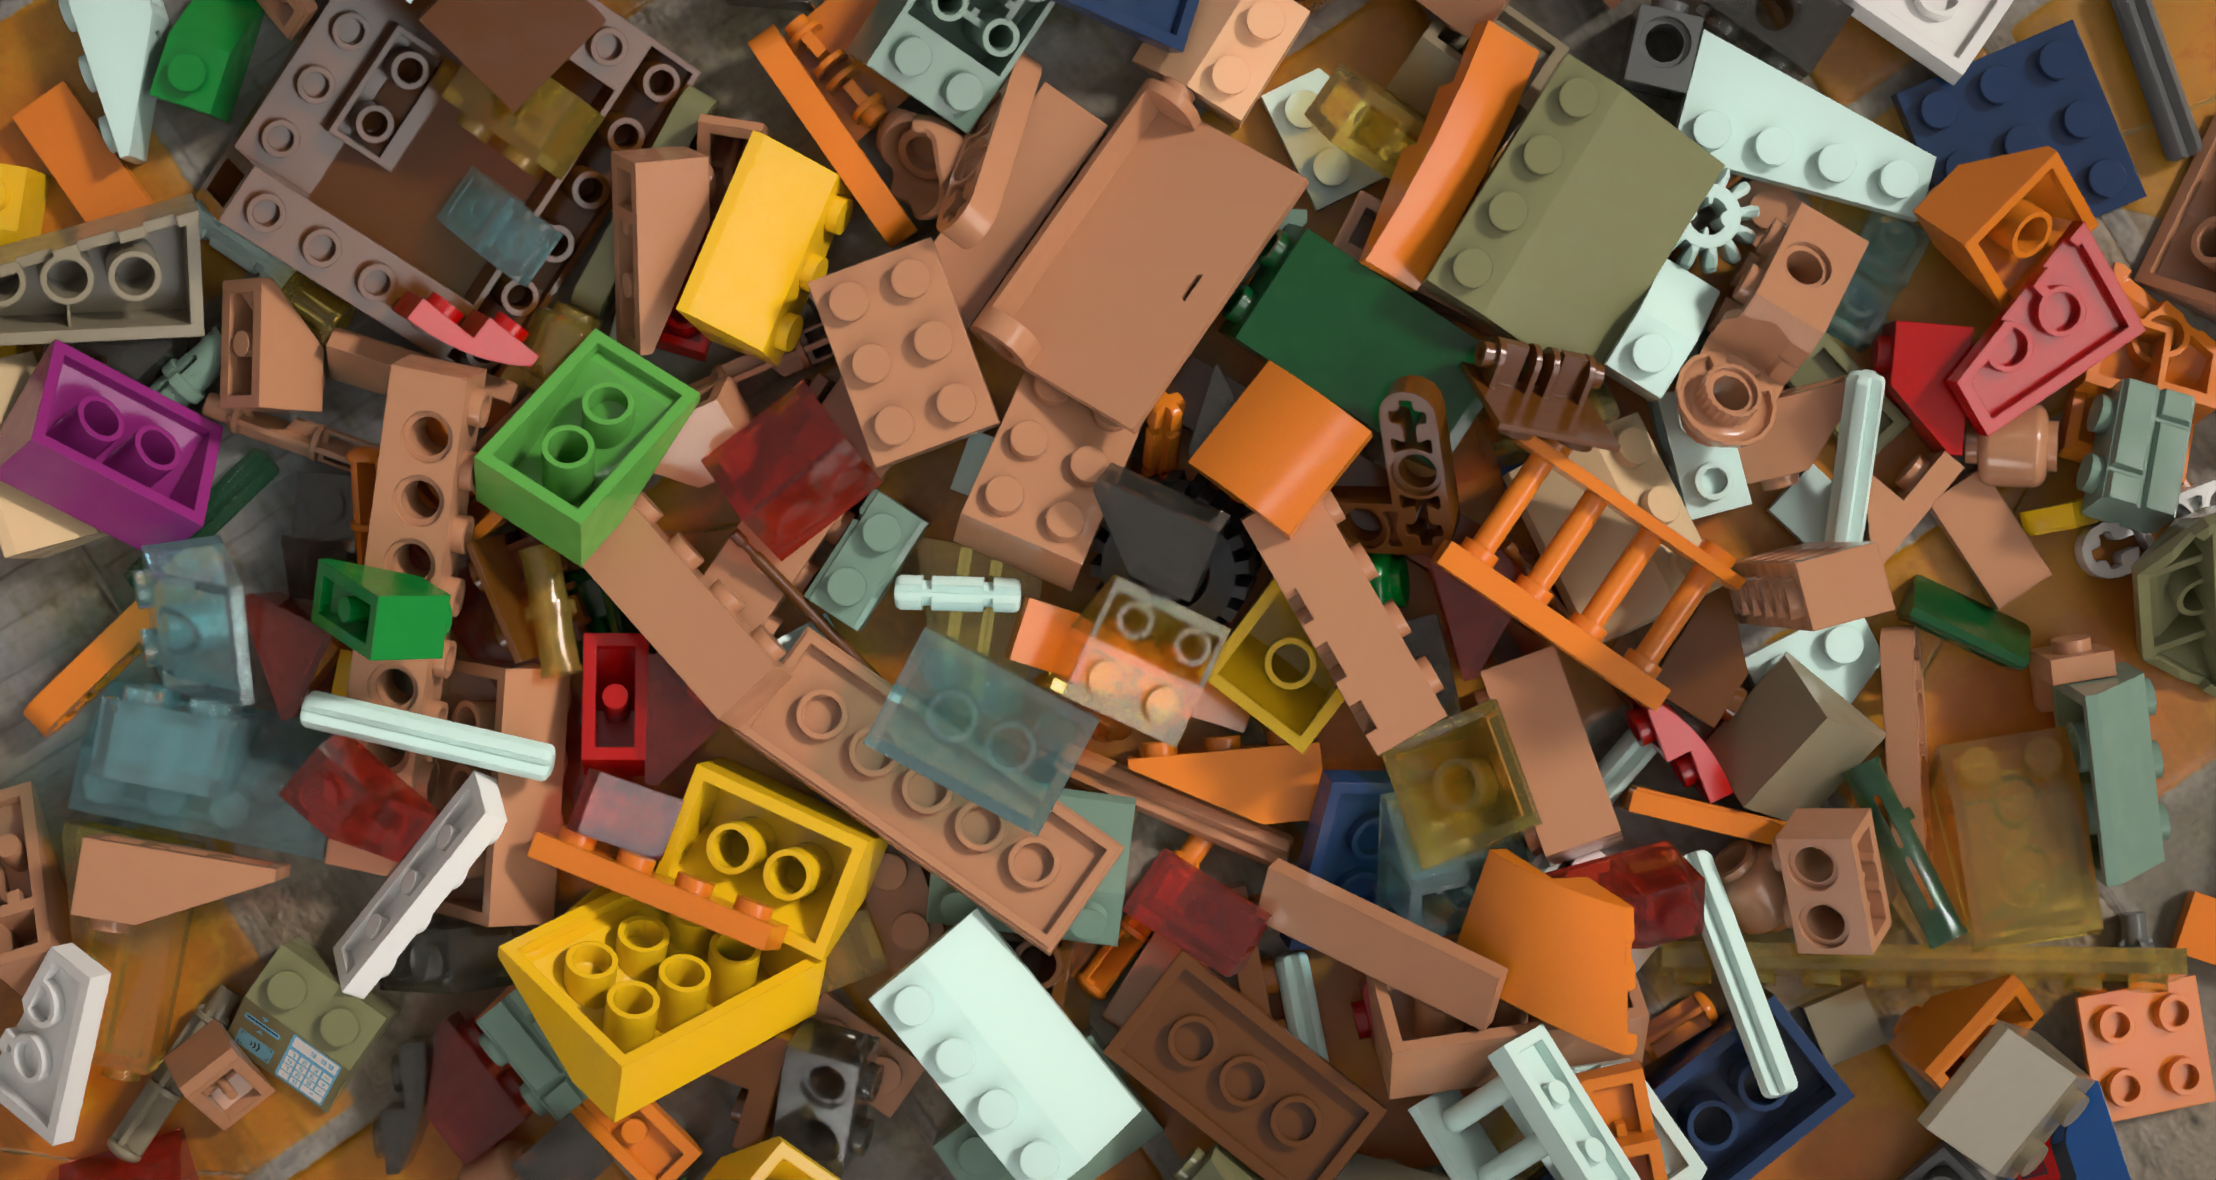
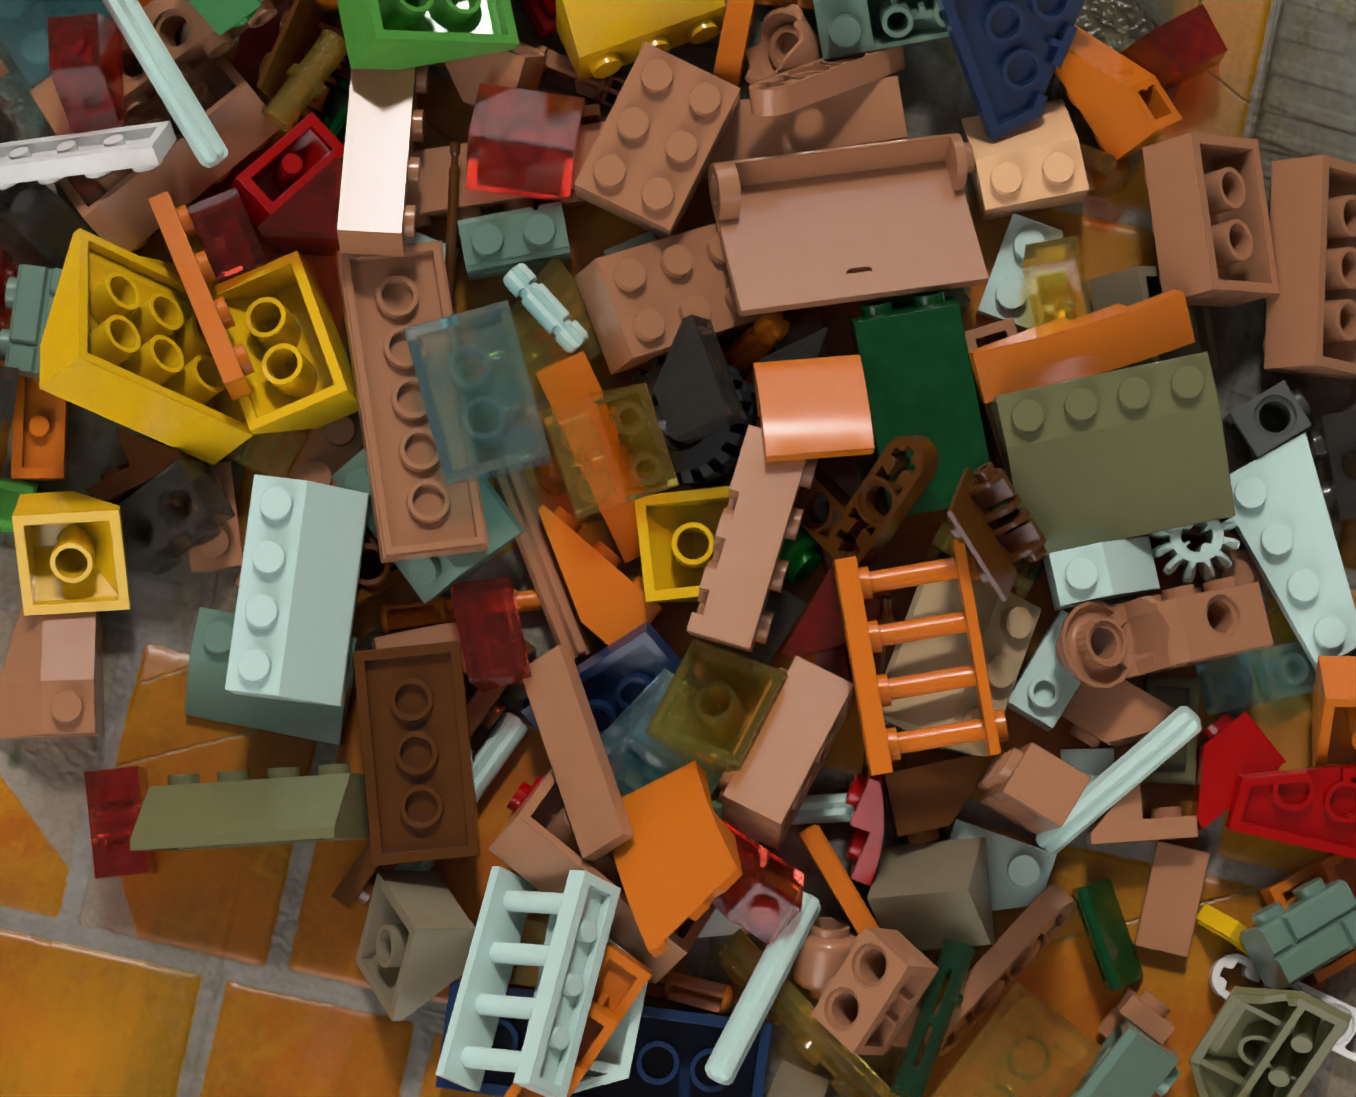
camera: 55 degrees right, 5 degrees down
(2017, 452) = (1240, 860): nougat head -> none

